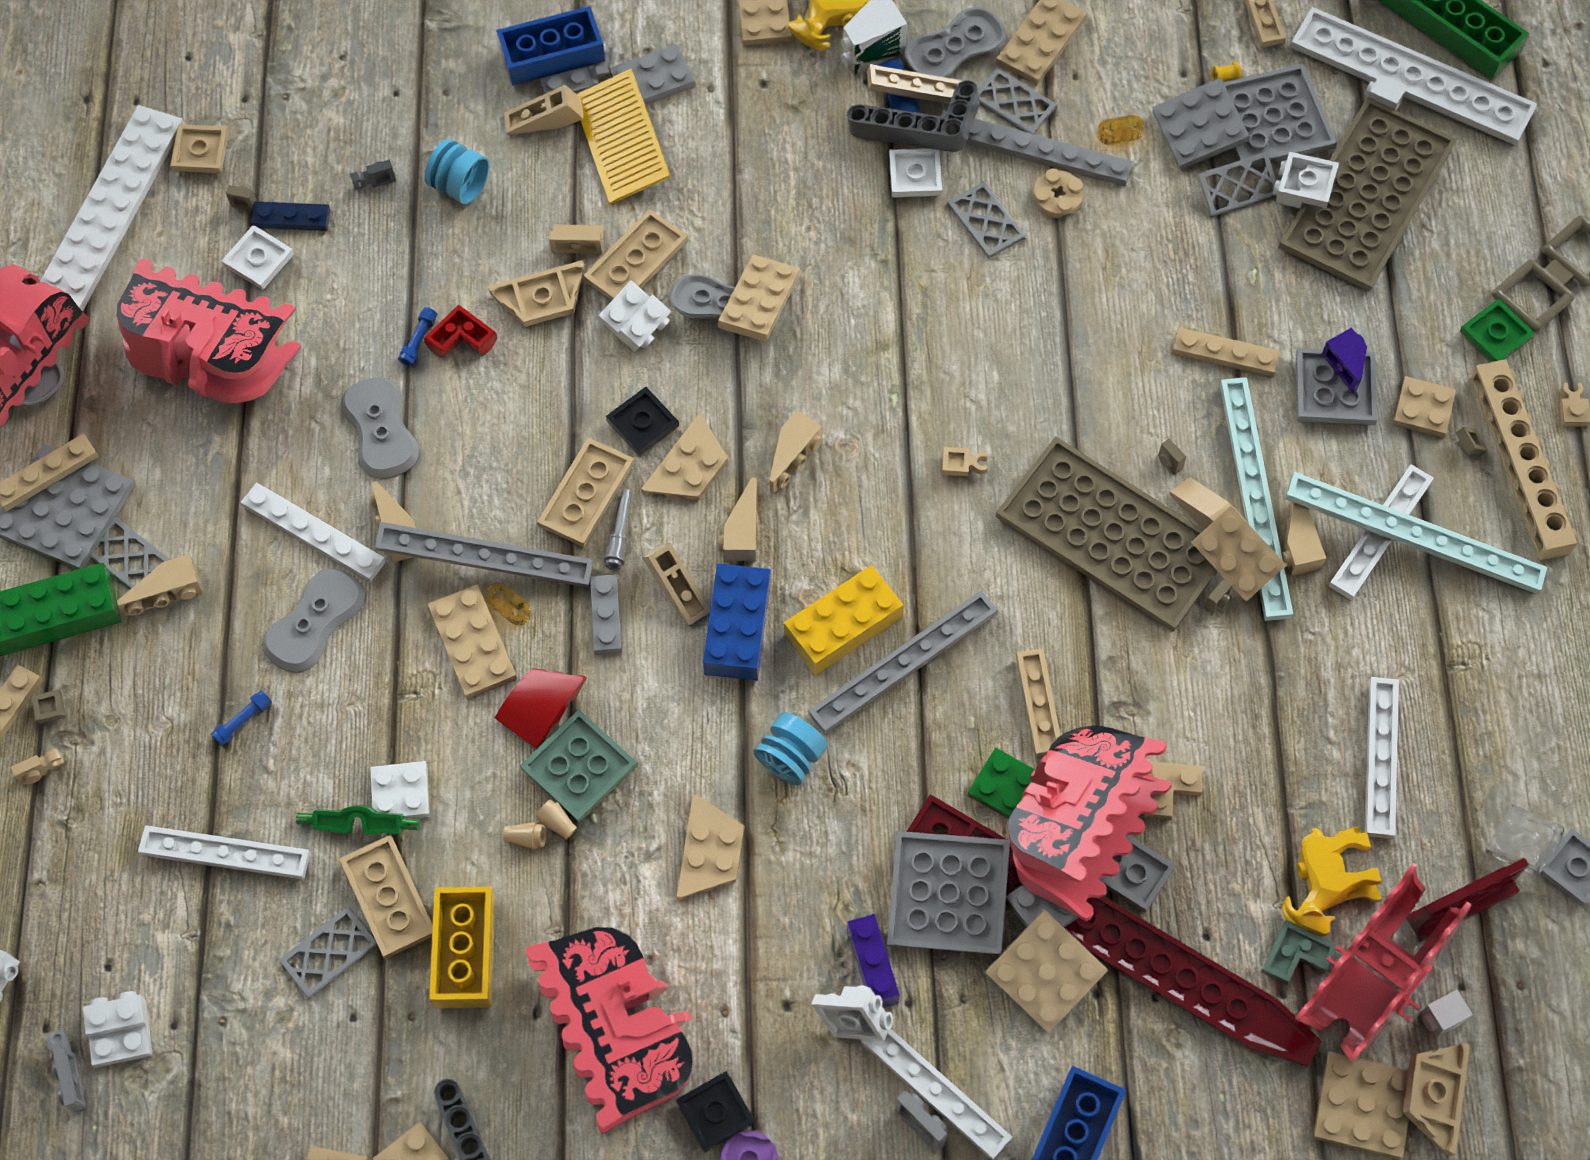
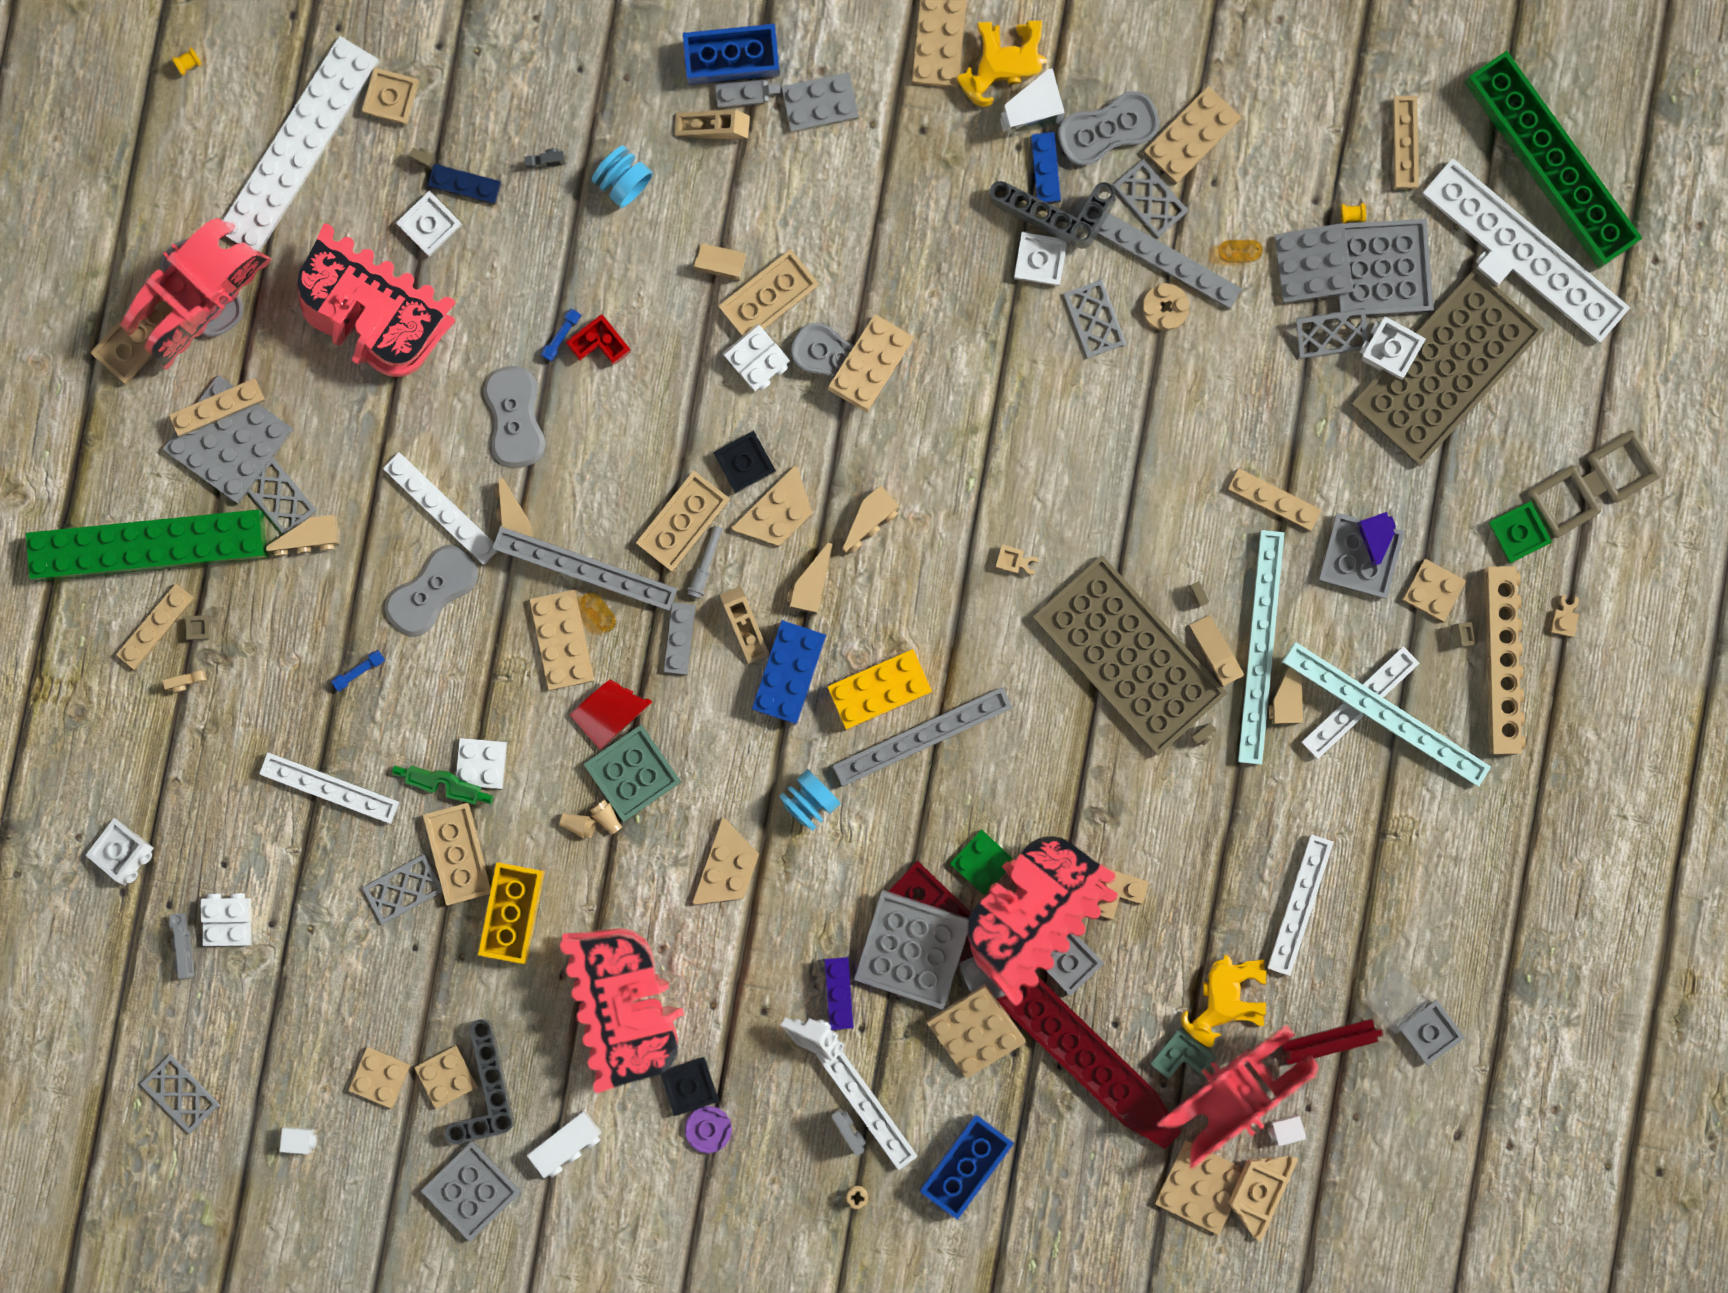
camera: 10 degrees right, 20 degrees up
(541, 294) = (678, 316): tan wing -> none
(622, 137) = (779, 164): yellow window -> none
(911, 84) = (1058, 169): tan plate -> none
(1038, 699) = (1027, 796): tan plate -> none
(1238, 553) = (1228, 703): tan plate -> none

